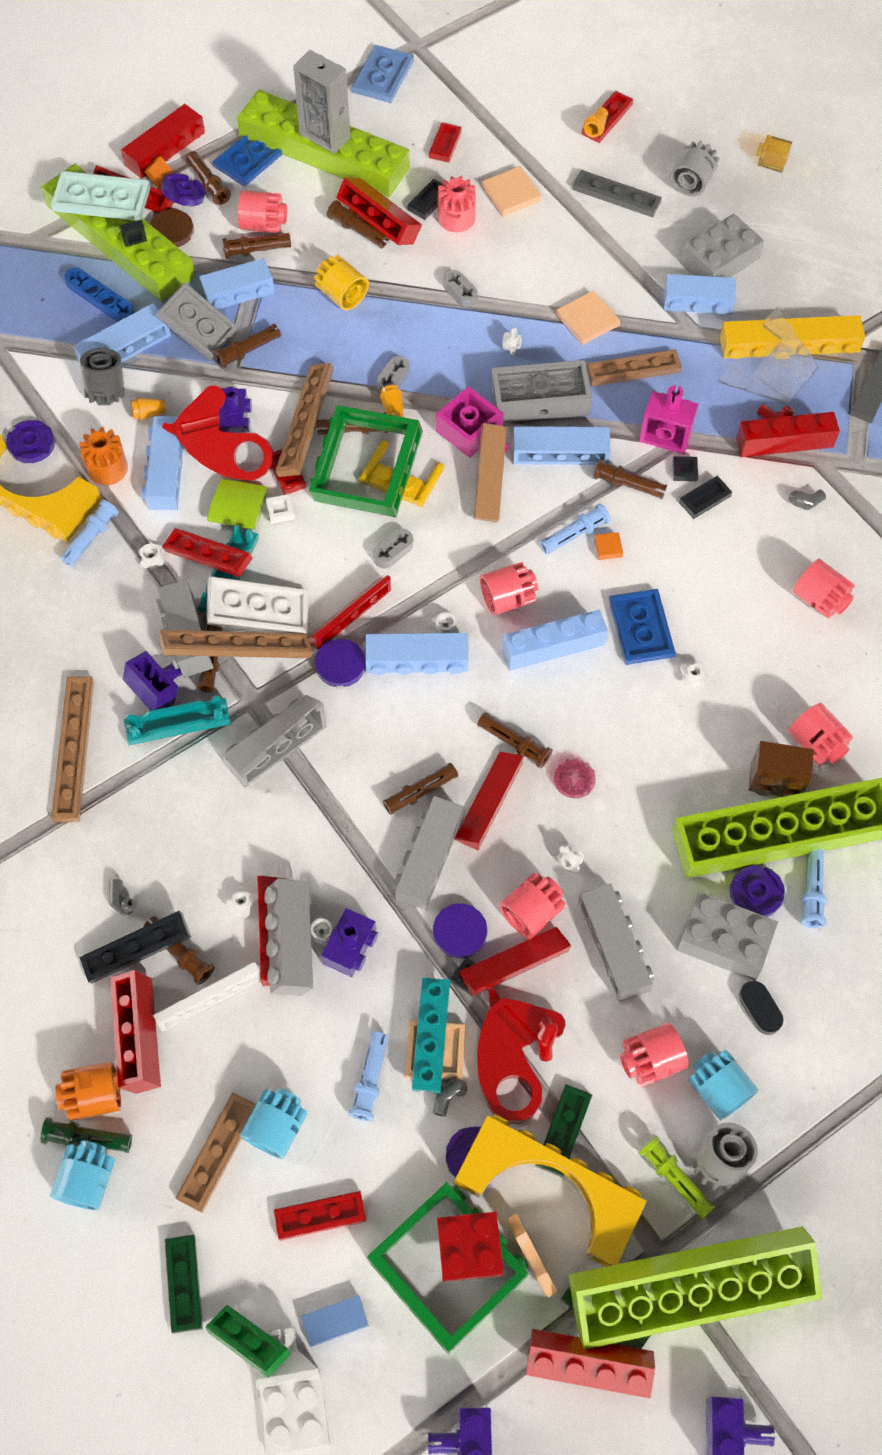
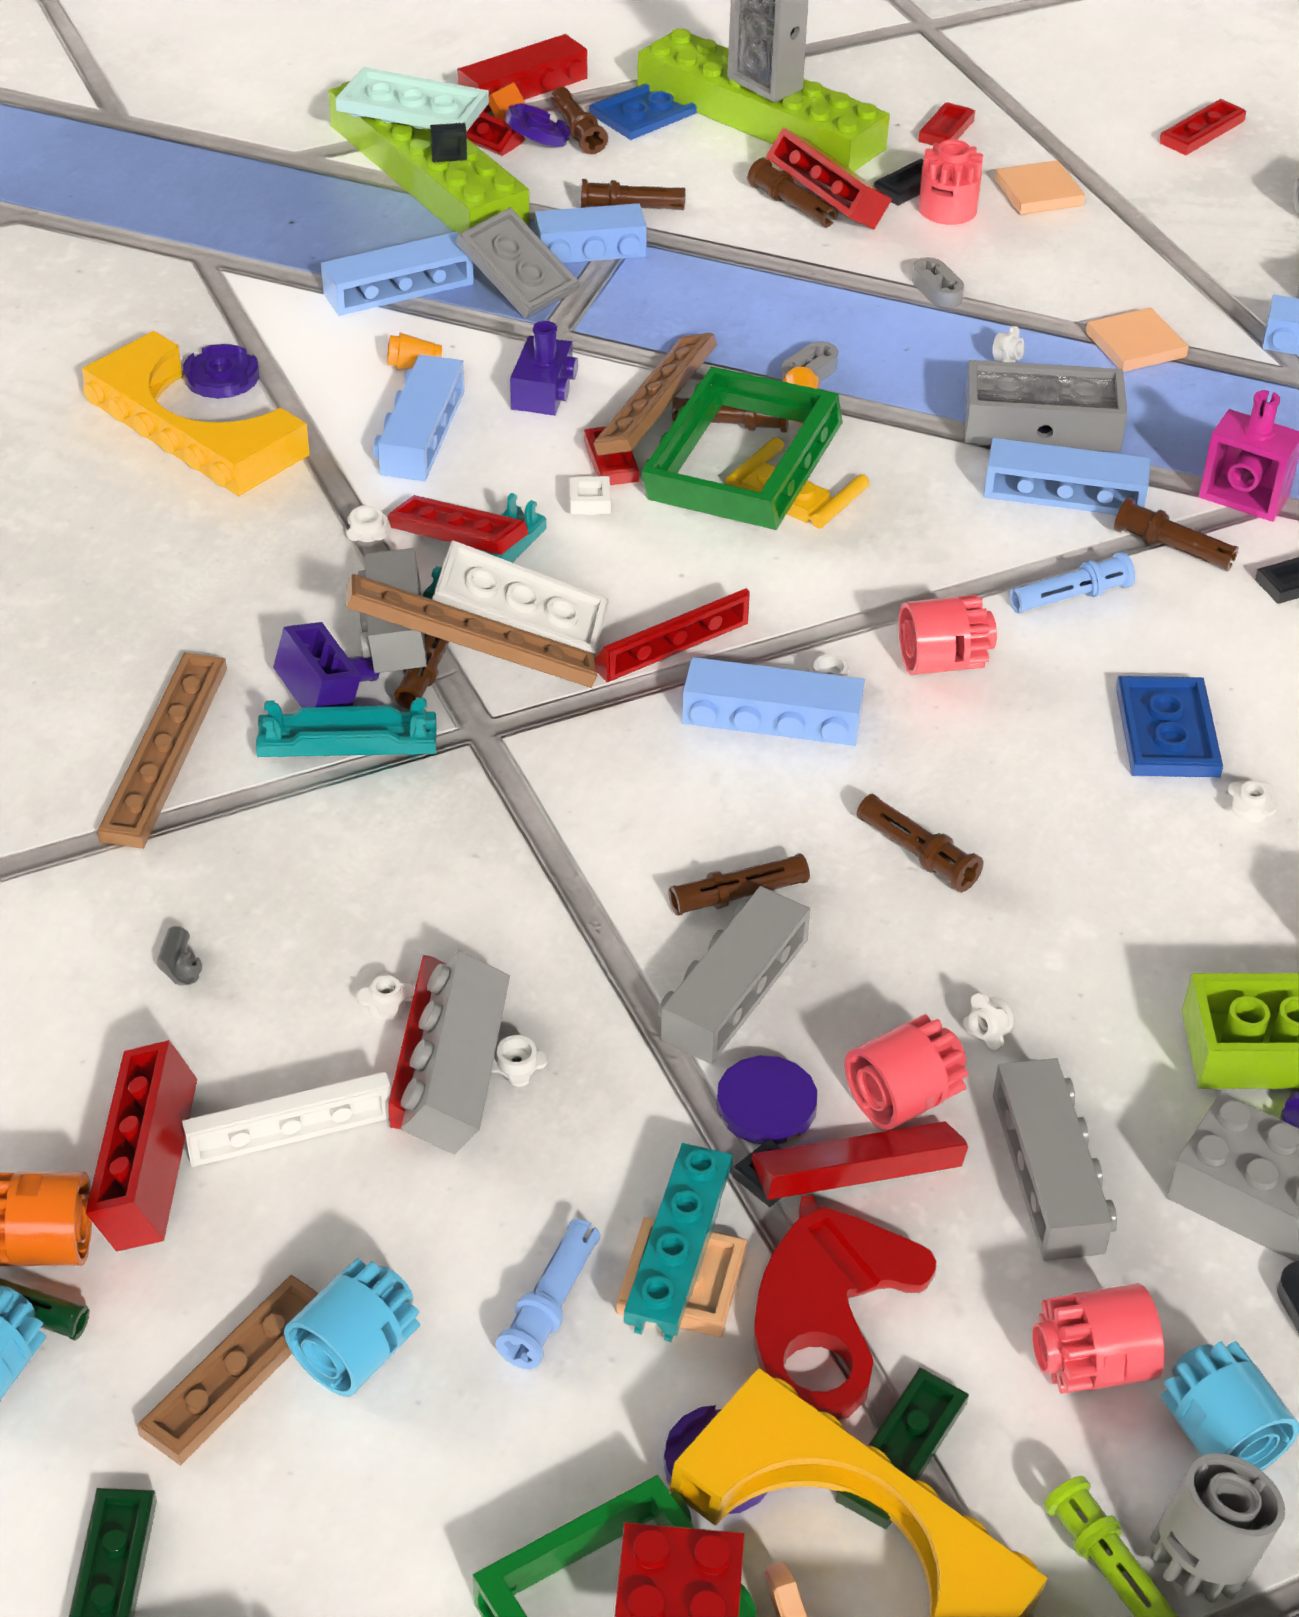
camera: 10 degrees right, 20 degrees down
(95, 524) = (289, 475): light blue pin -> none
(99, 296) = (372, 219): blue beam -> none
(102, 376) = (354, 300): dark grey gear -> none
(103, 457) = (328, 391): orange gear -> none
(135, 947) = (184, 1022): black tile -> none
(174, 225) = (518, 161): reddish brown tile -> none
(189, 959) = (267, 1057): reddish brown pin -> none
(201, 436) = (501, 401): red animal -> none
(237, 350) = (572, 305): reddish brown pin -> none
(237, 503) = (523, 475): lime slope -> none
(261, 211) = (648, 156): coral gear -> none
(275, 739) = (506, 779): light grey wedge -> none
(319, 1215) = (401, 1506): red tile -> none
(340, 663) = (640, 700): dark purple tile -> none
(341, 282) = (752, 246): yellow gear -> none
(349, 943) = (561, 1080): dark purple brick -> none
(383, 73) = (867, 46): medium blue tile -> none
(392, 548) = (763, 568): light grey beam -> none
(452, 1088) = (686, 1344): dark grey arm -> none
(462, 420) = (923, 429): dark pink brick -> none
(489, 800) = (859, 921): red slope -> none
(490, 473) = (942, 489): medium nougat tile -> none
(546, 1038) = (894, 1281): red arm -> none
(554, 639) = (1013, 715): light blue brick -> none
(564, 783) = (1031, 922): clear pink gear -> none
(595, 123) = (1183, 122): light orange cone -> none
(608, 546) = (1126, 614): orange tile -> none
(617, 193) = (1206, 209): dark grey tile -> none
(633, 367) = (1189, 405): medium nougat tile -> none
(685, 468) = (1272, 537): black tile -> none

